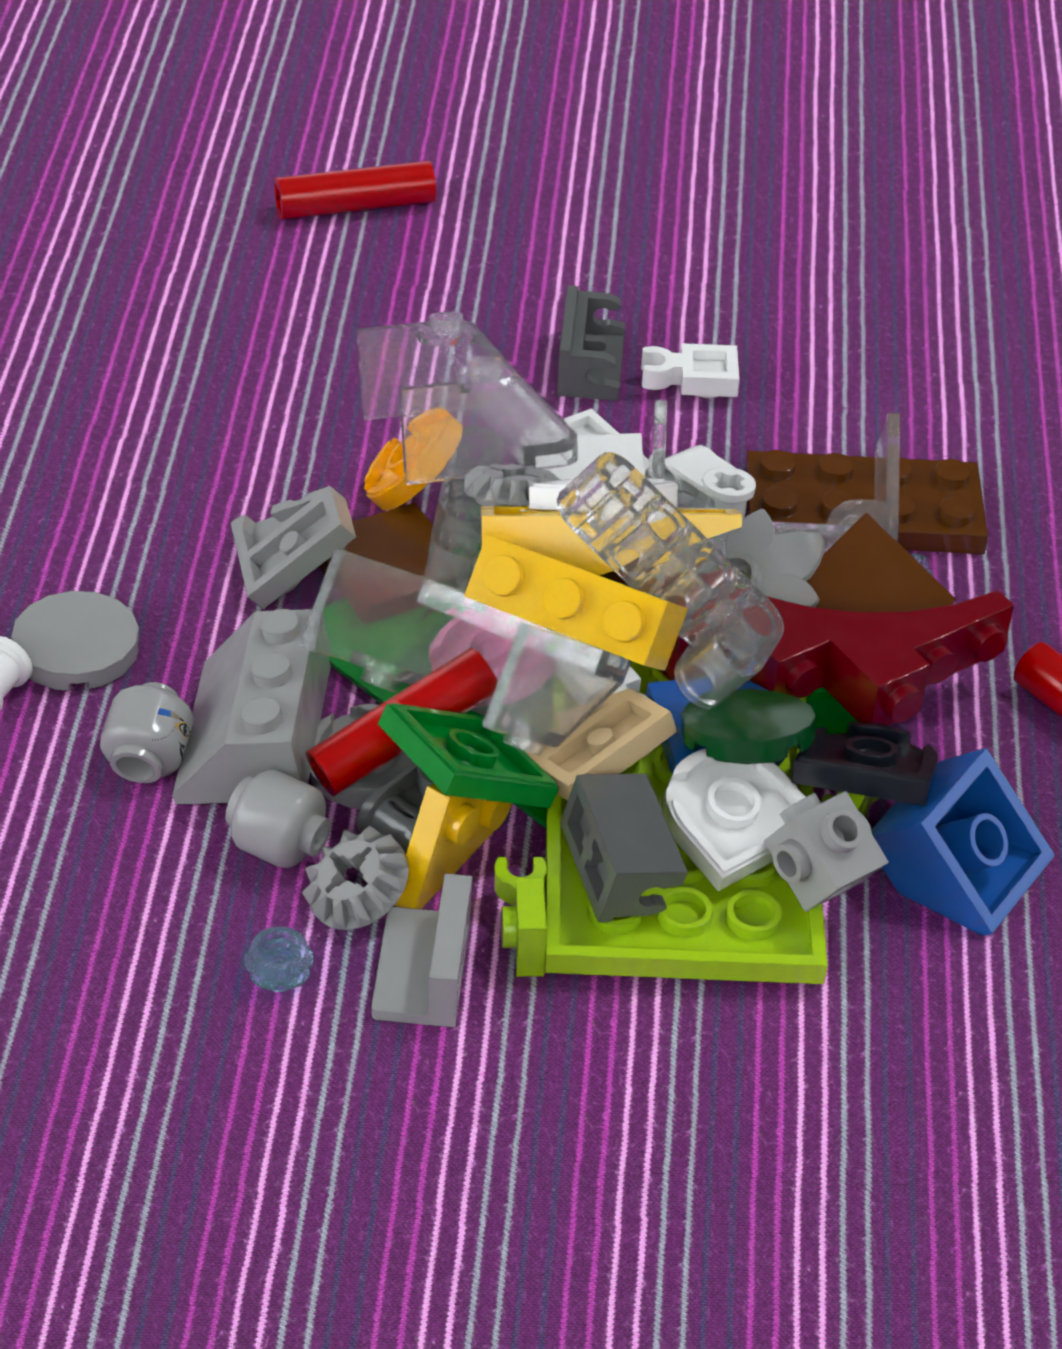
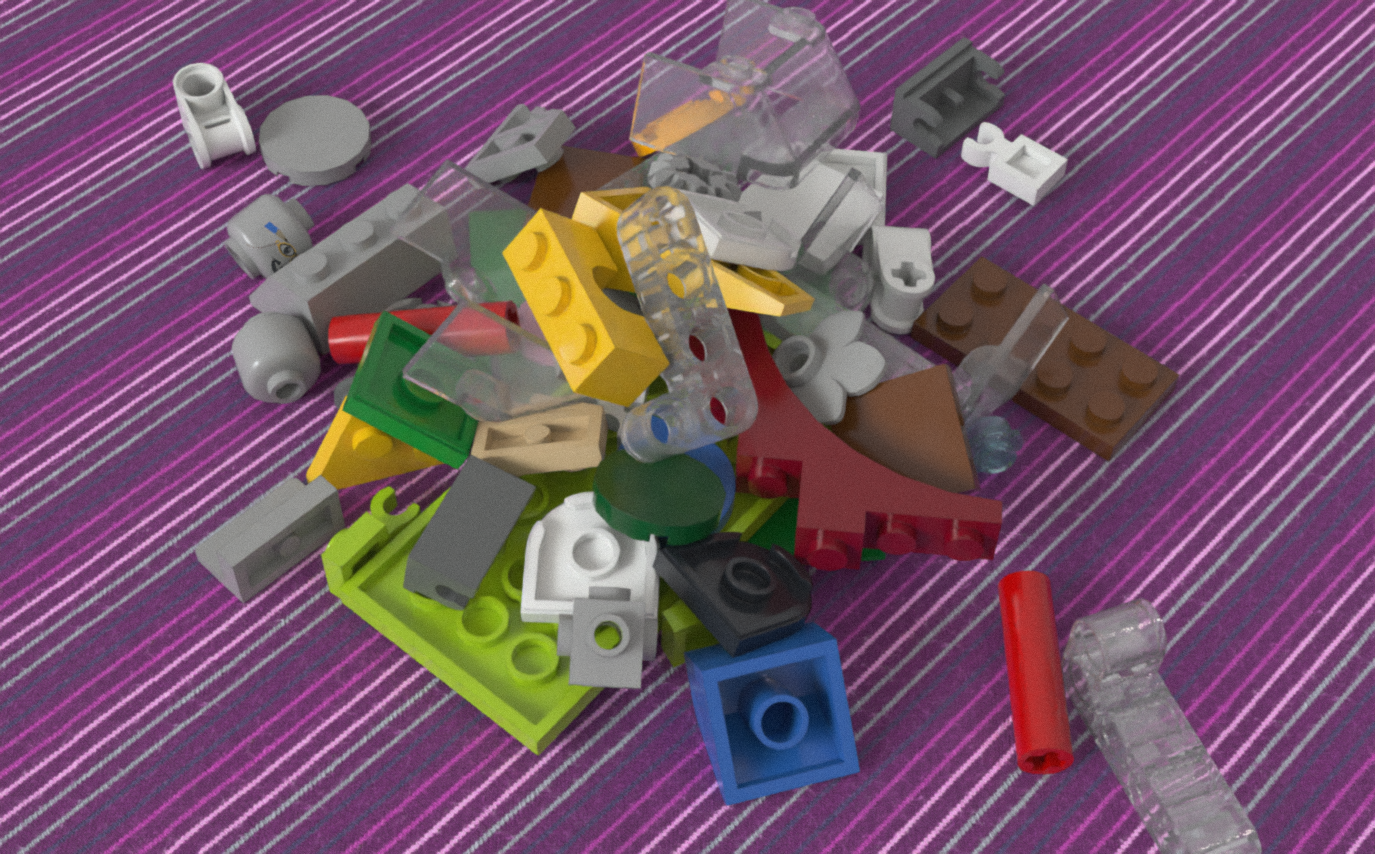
camera: 40 degrees right, 10 degrees up
(279, 959) = (169, 457): clear light blue plate -> none
(349, 905) = (283, 439): light grey gear -> none

